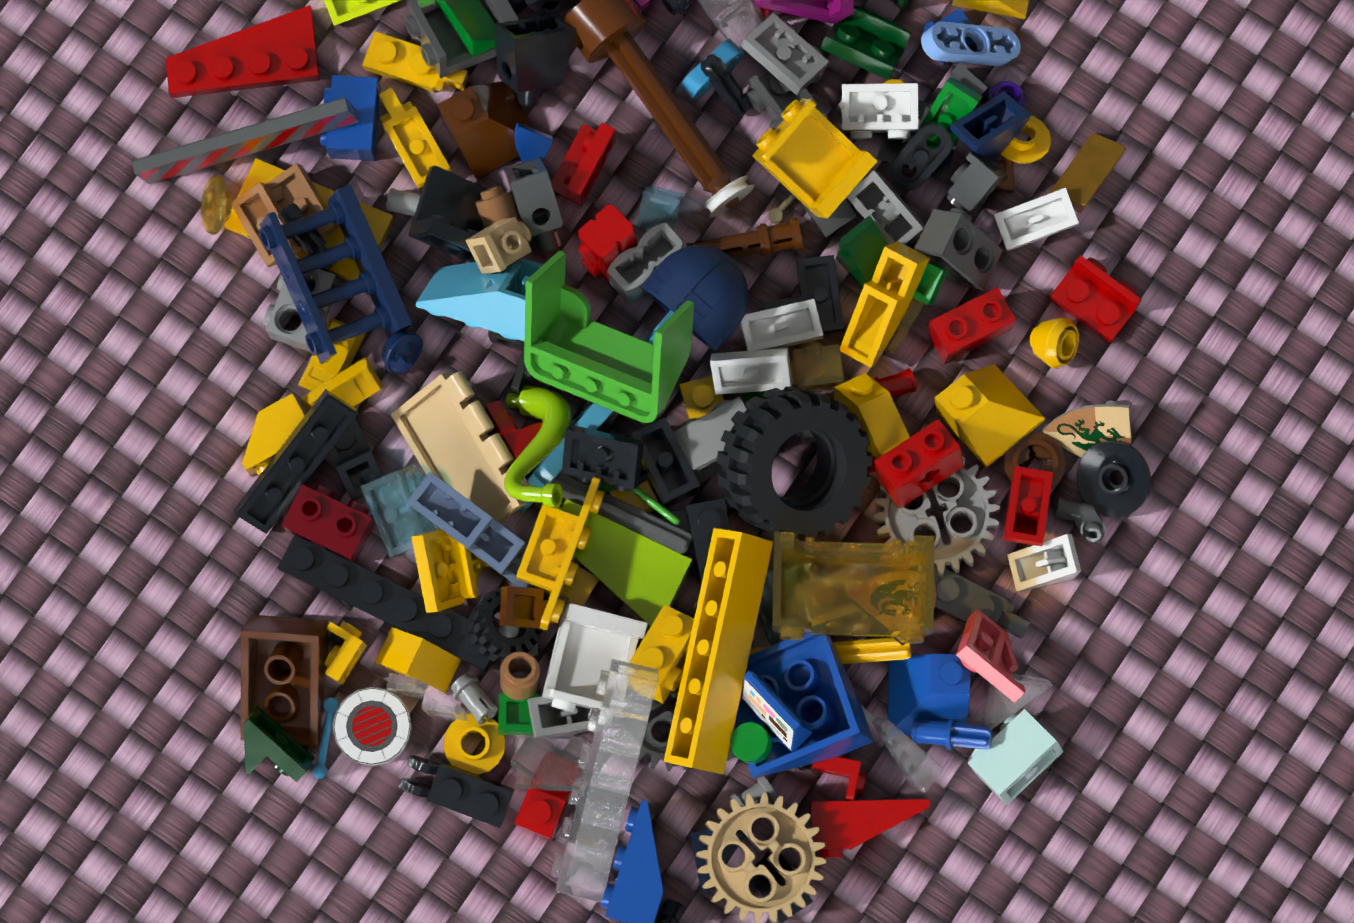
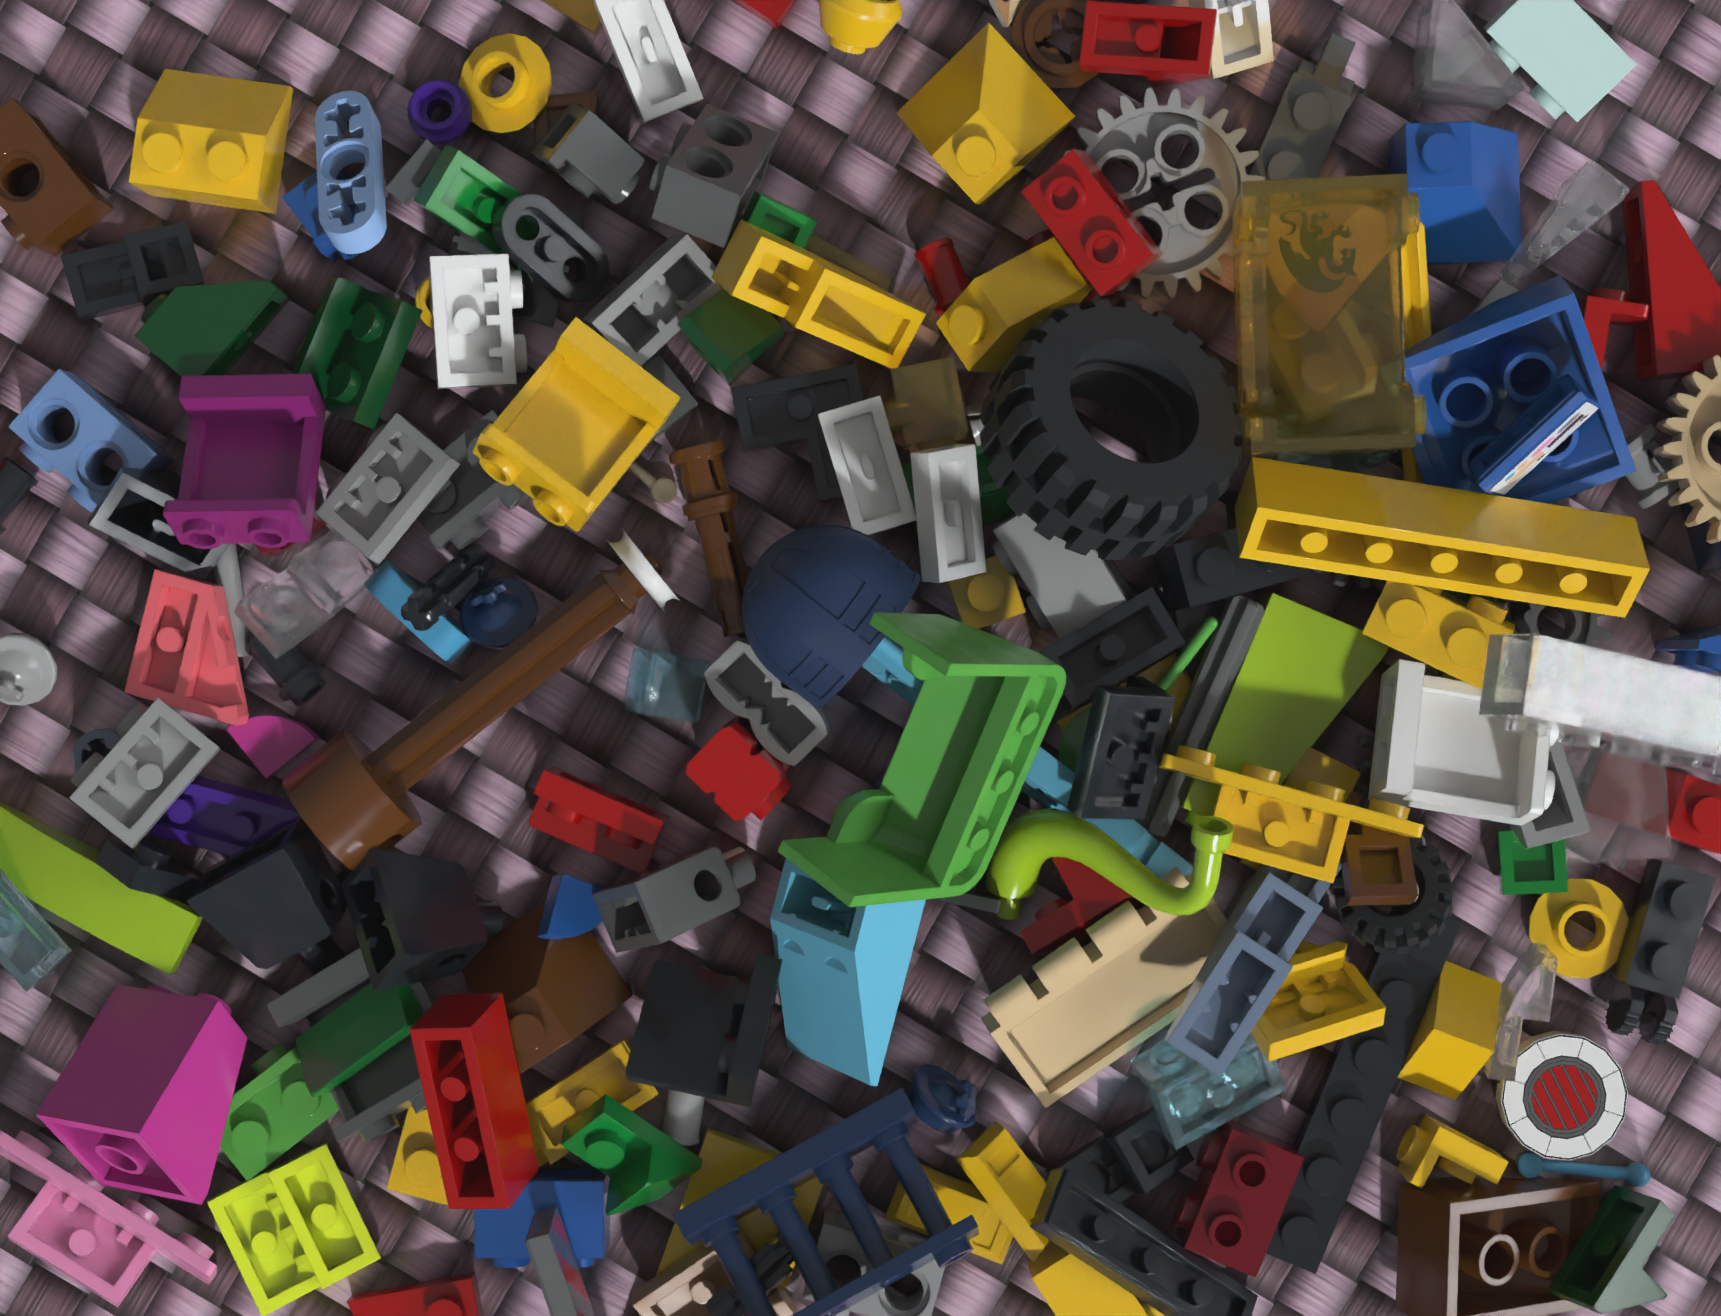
camera: 90 degrees left, 10 degrees up
(383, 171) = (630, 1151): none -> green slope
(426, 76) = (474, 1100): none -> red brick
(474, 698) = (1508, 936): light grey pin -> none
(496, 206) = (699, 956): medium nougat brick -> none
(500, 245) = (766, 968): tan brick -> none
(519, 665) = (1499, 875): medium nougat brick -> none
(709, 114) = (498, 612): none -> dark blue hat
(751, 743) = (1584, 475): green tile -> none
(951, 734) = (1533, 150): blue axle -> none
(971, 325) = (839, 150): red brick -> none
(988, 651) = (1406, 92): coral wing -> none
(991, 125) = (494, 128): dark blue slope -> none

